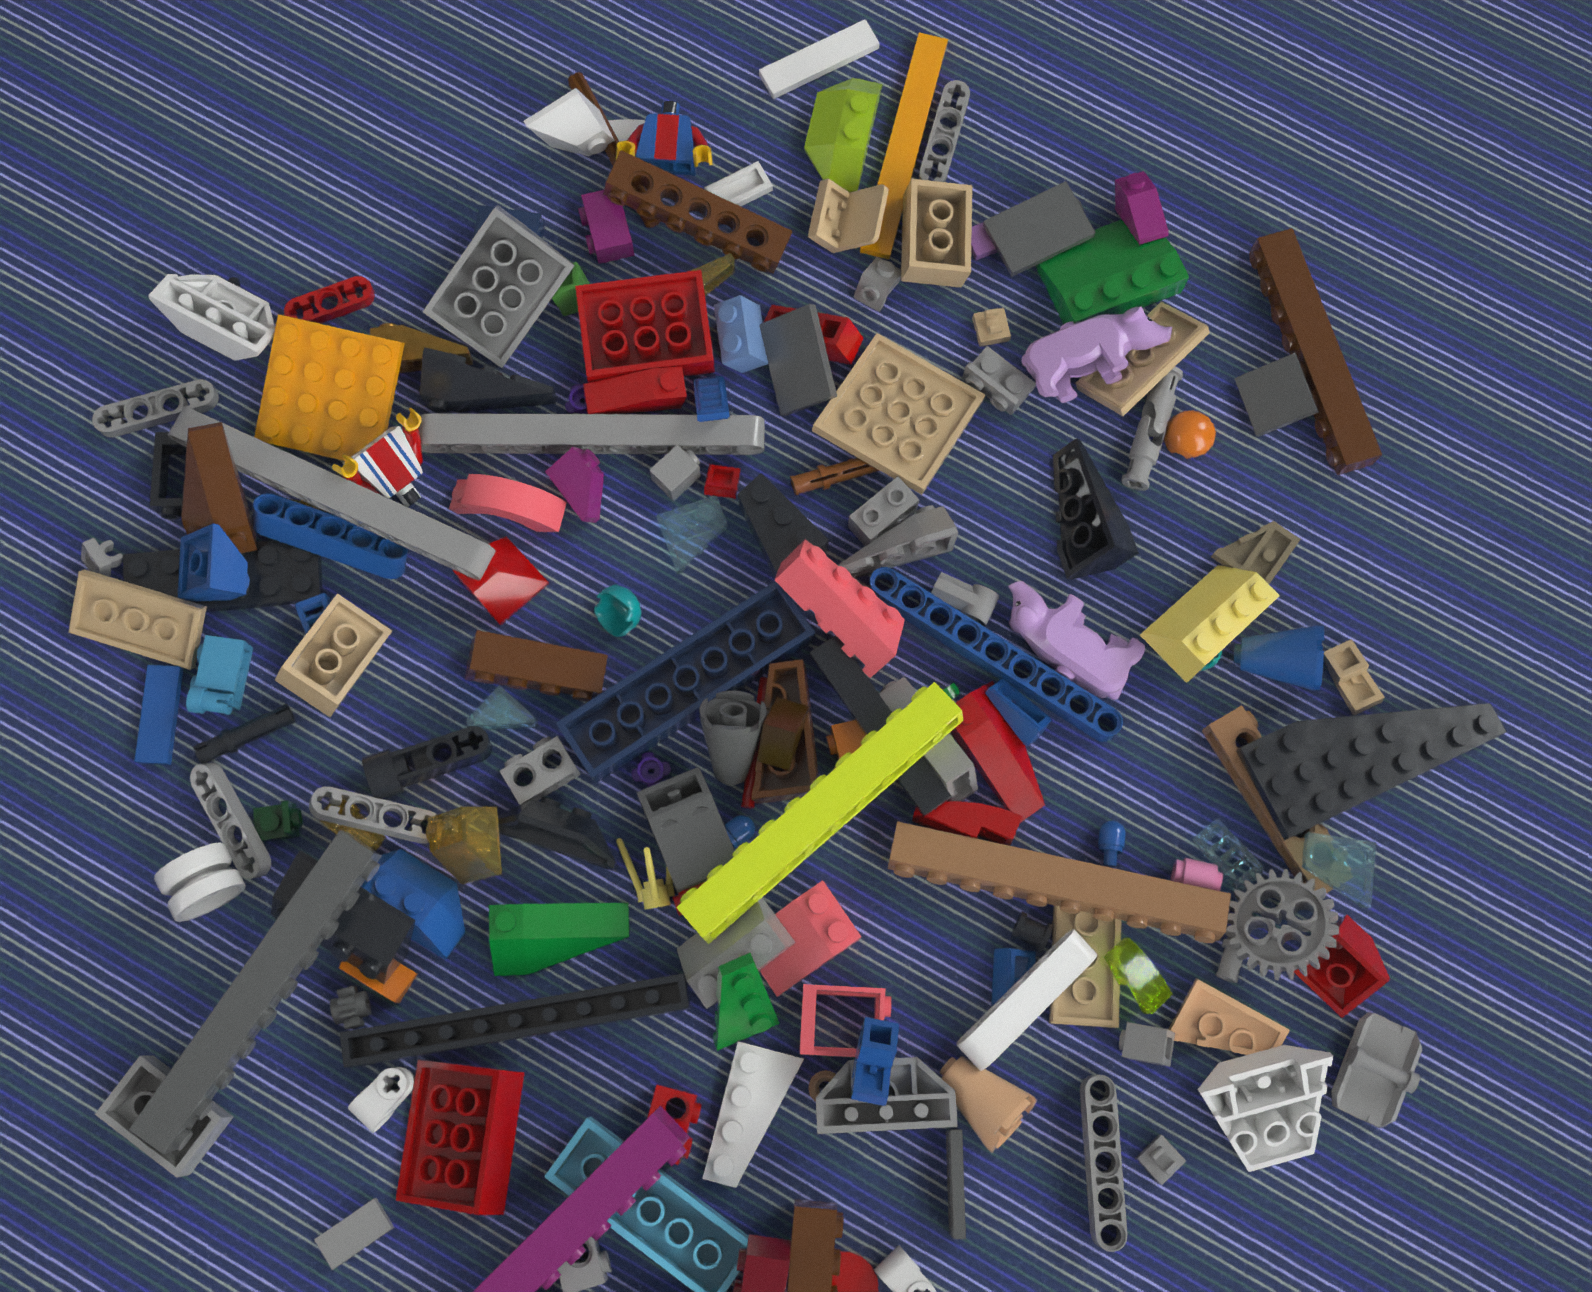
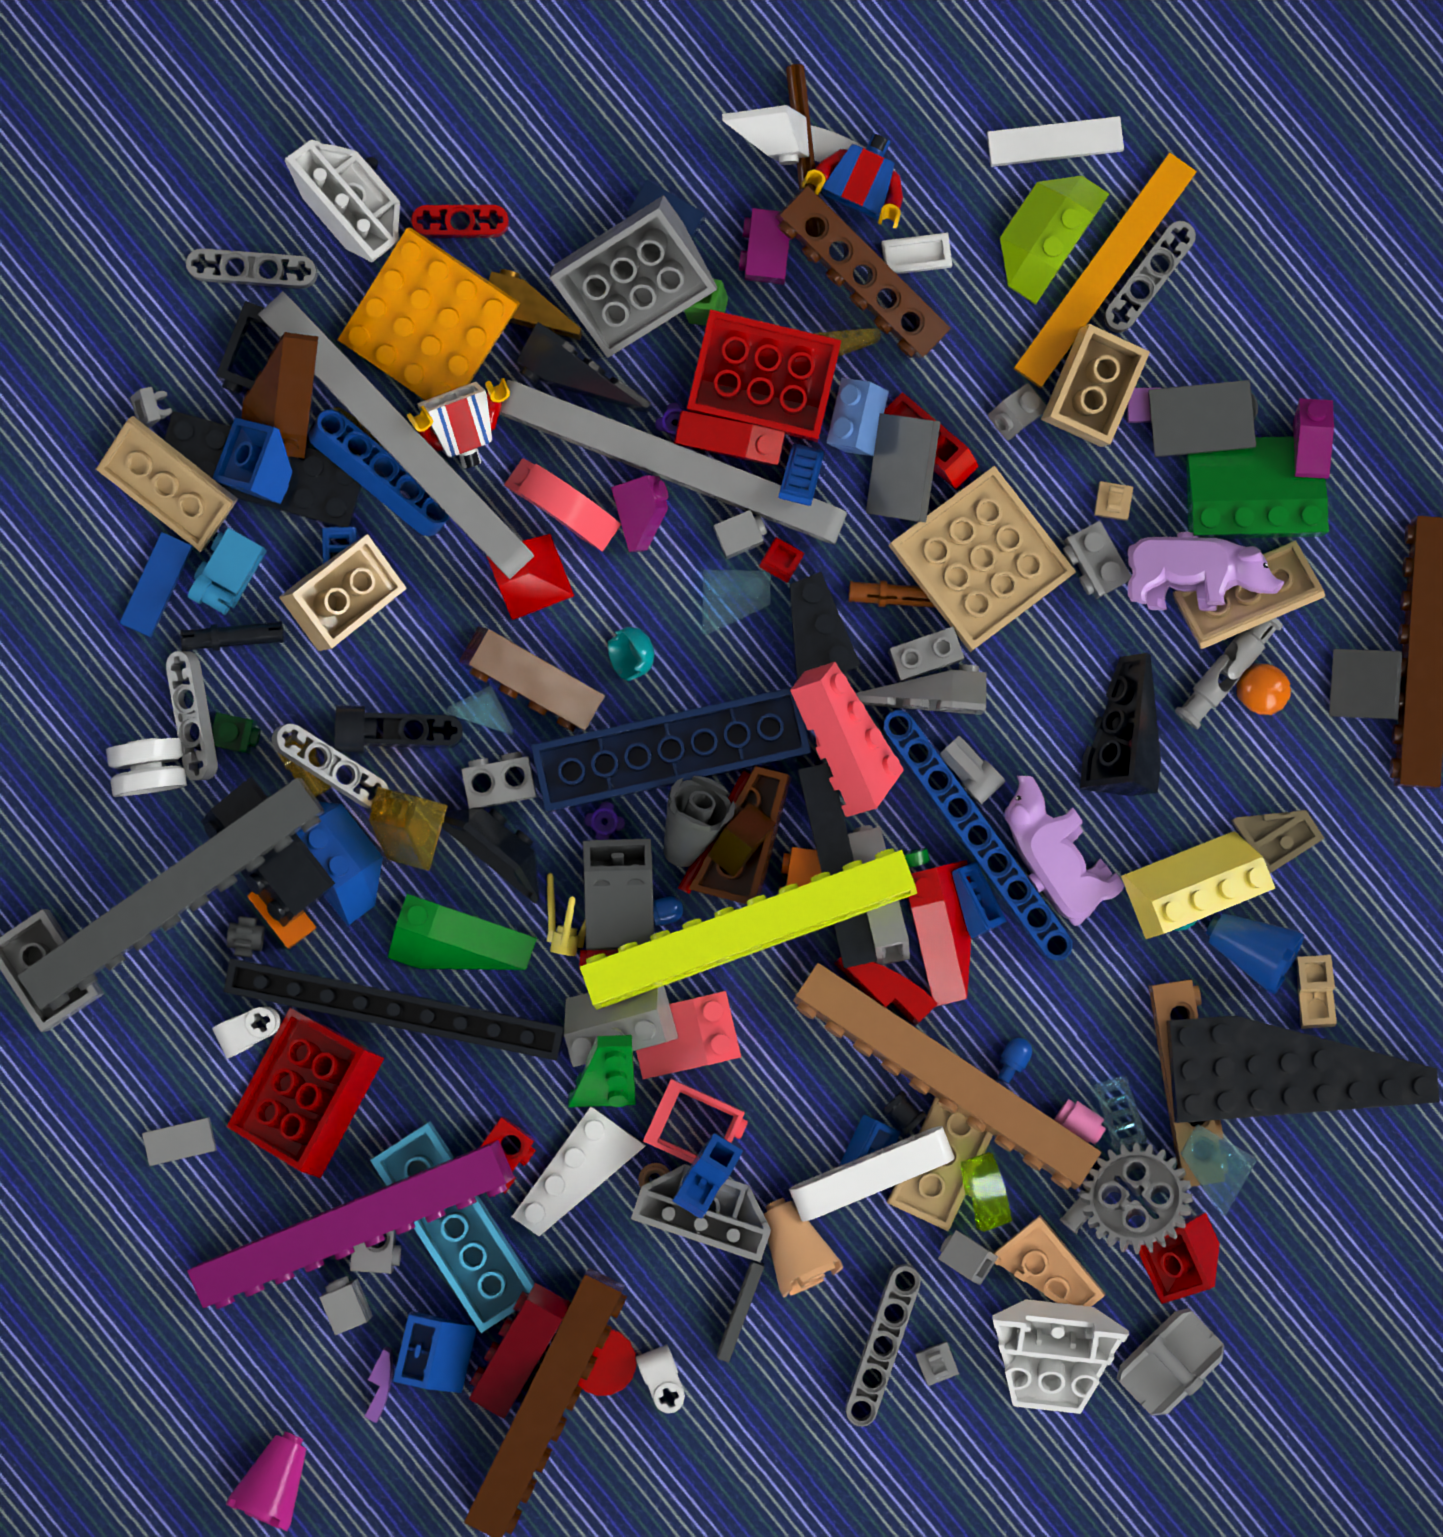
camera: 20 degrees right, 10 degrees up
(845, 218) = (1013, 331): tan bracket -> none

